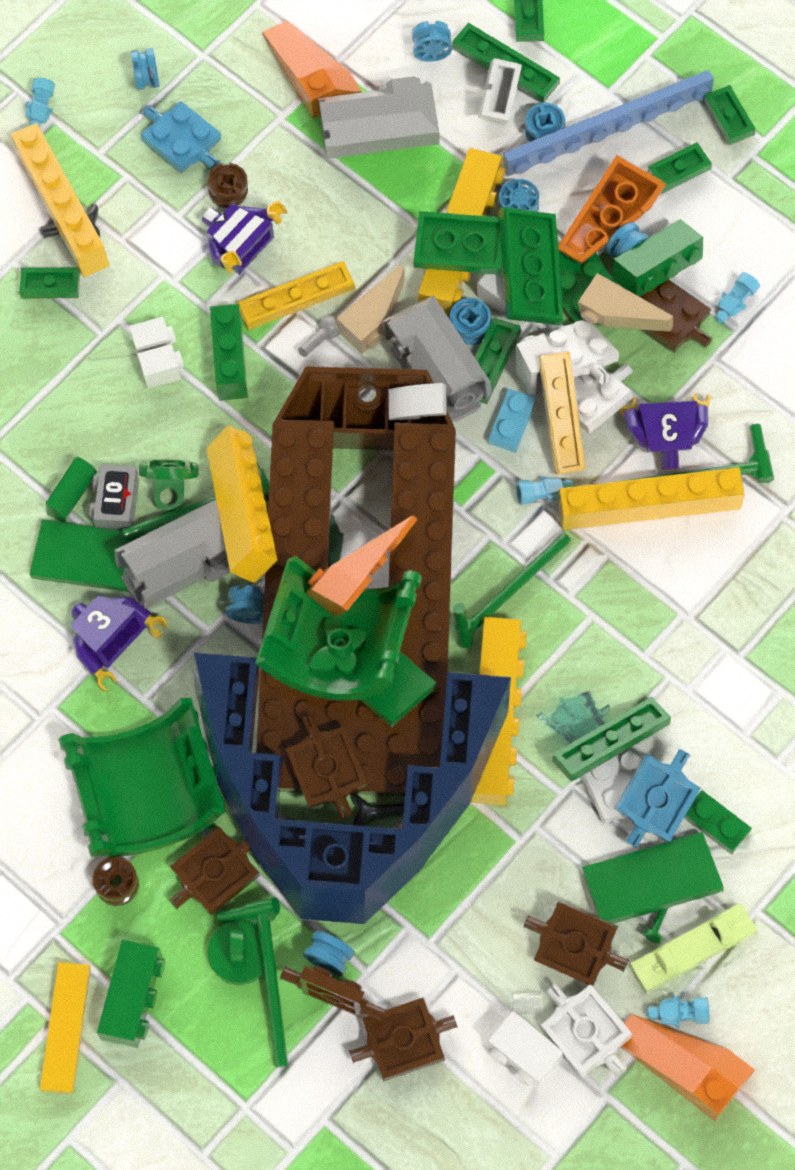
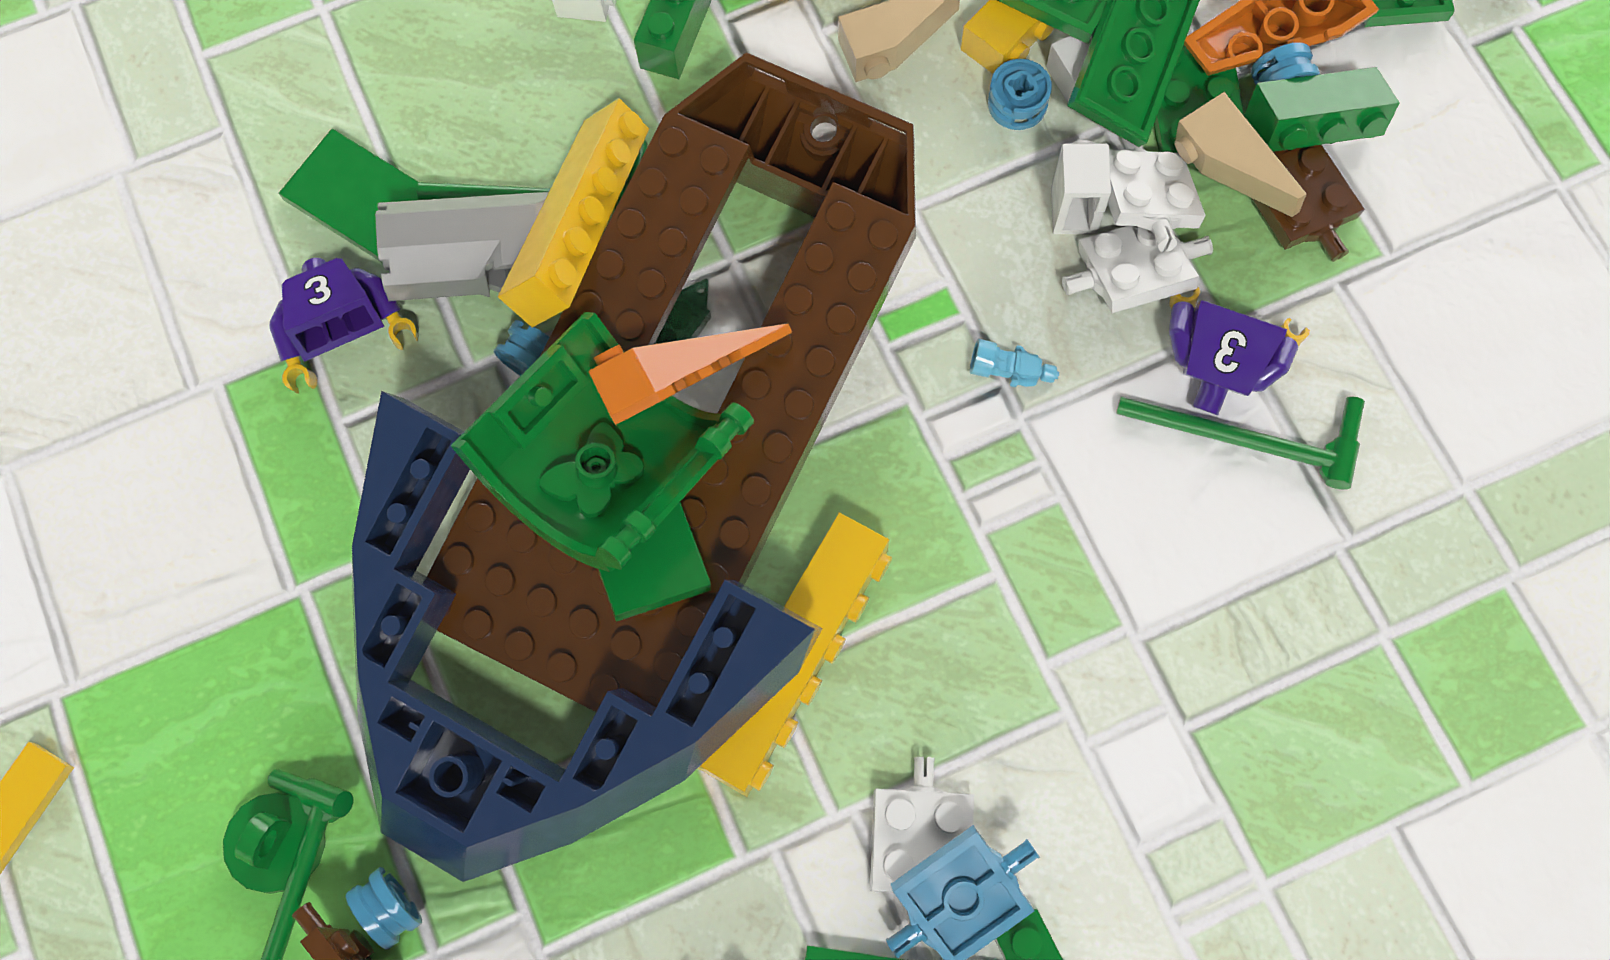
camera: 25 degrees right, 5 degrees up
(70, 489) = (385, 102): green brick -> none
(107, 872) = (146, 674): reddish brown wheel -> none
(115, 497) = (437, 137): light grey brick -> none
(131, 994) = (92, 836): green brick -> none
(144, 784) = (254, 543): green hinge -> none
(168, 474) = (514, 134): green tile -> none
(213, 872) = (295, 710): reddish brown plate -> none
(326, 767) = (507, 635): reddish brown plate -> none
(327, 329) = (824, 31): light grey bar -> none
(368, 811) = (550, 719): black piece -> none
(417, 401) = (881, 165): white slope -> none
(428, 341) = (949, 103): light grey brick -> none
(466, 627) = (809, 516): green bar -> none
(496, 350) = (1020, 158): green plate -> none
(512, 420) = (1014, 252): medium azure plate -> none
(562, 412) = (1085, 266): yellow tile -> none
(575, 716) = (902, 718): clear light blue piece -> none
(611, 739) = (936, 773): plate -> none
(651, 498) = (1160, 443): yellow brick -> none
(732, 303) = (1399, 214): medium azure piece -> none

